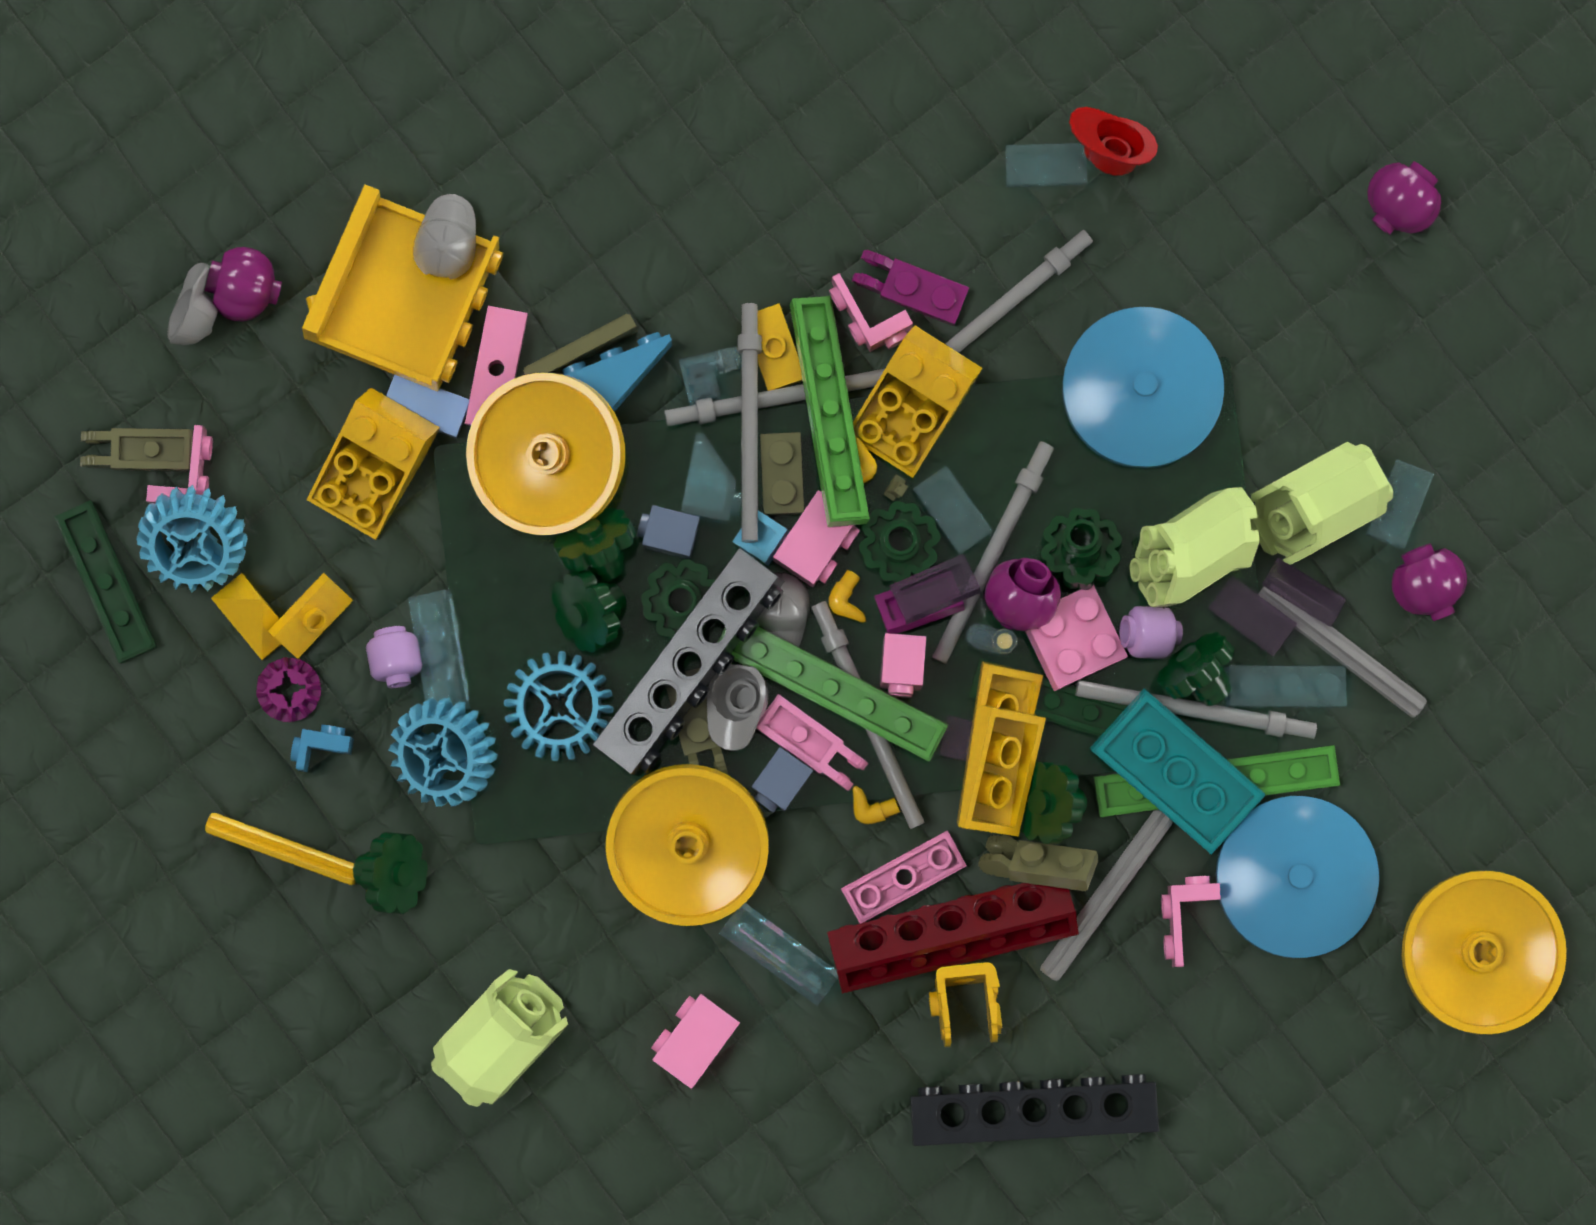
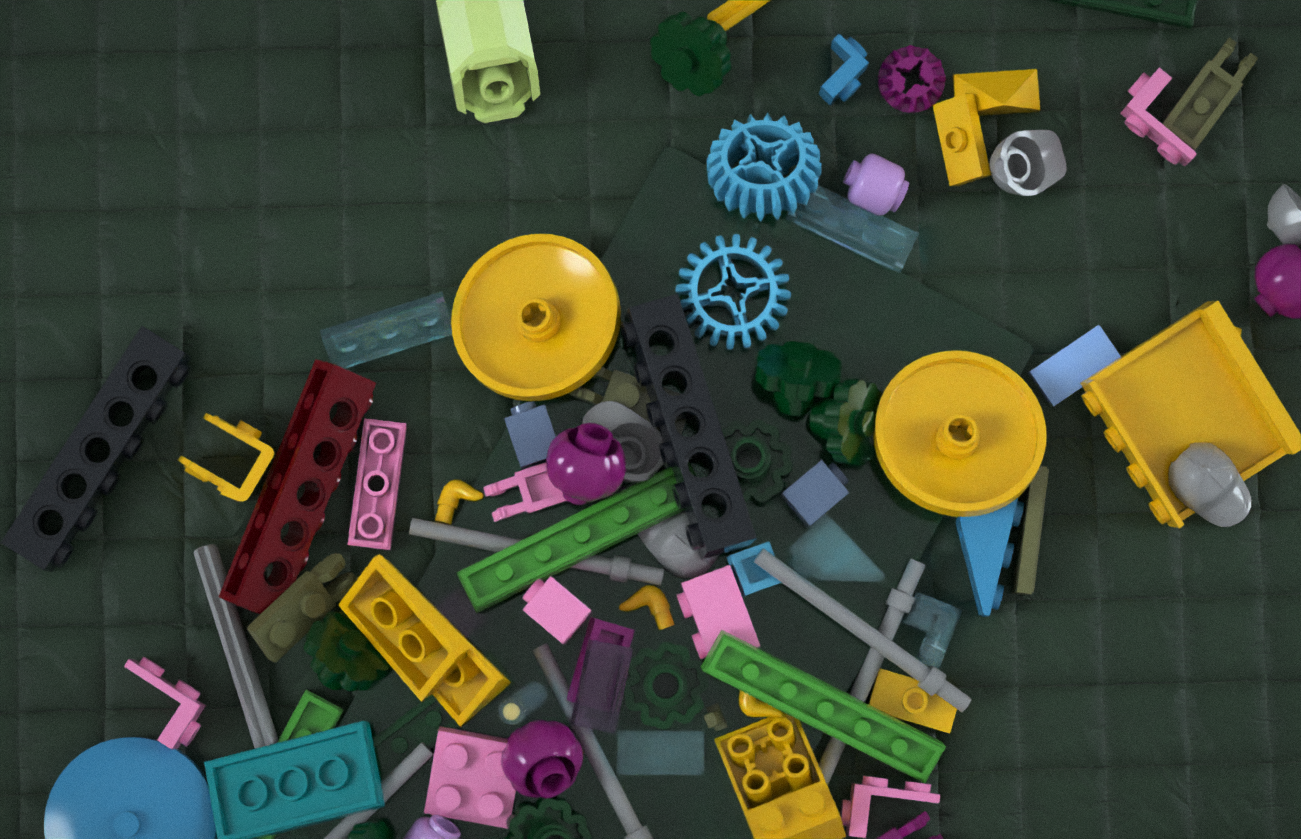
camera: 125 degrees right, 0 degrees up
(181, 520) = (1124, 82): medium azure gear -> none
(292, 550) = (1028, 162): none -> light grey piece
(372, 462) = (1058, 285): yellow slope -> none
(499, 344) = (1085, 465): bright pink tile -> none
(695, 1040) = (367, 208): bright pink brick -> none
(779, 724) = (581, 466): none -> magenta plant
(782, 474) = (798, 627): olive plate -> none

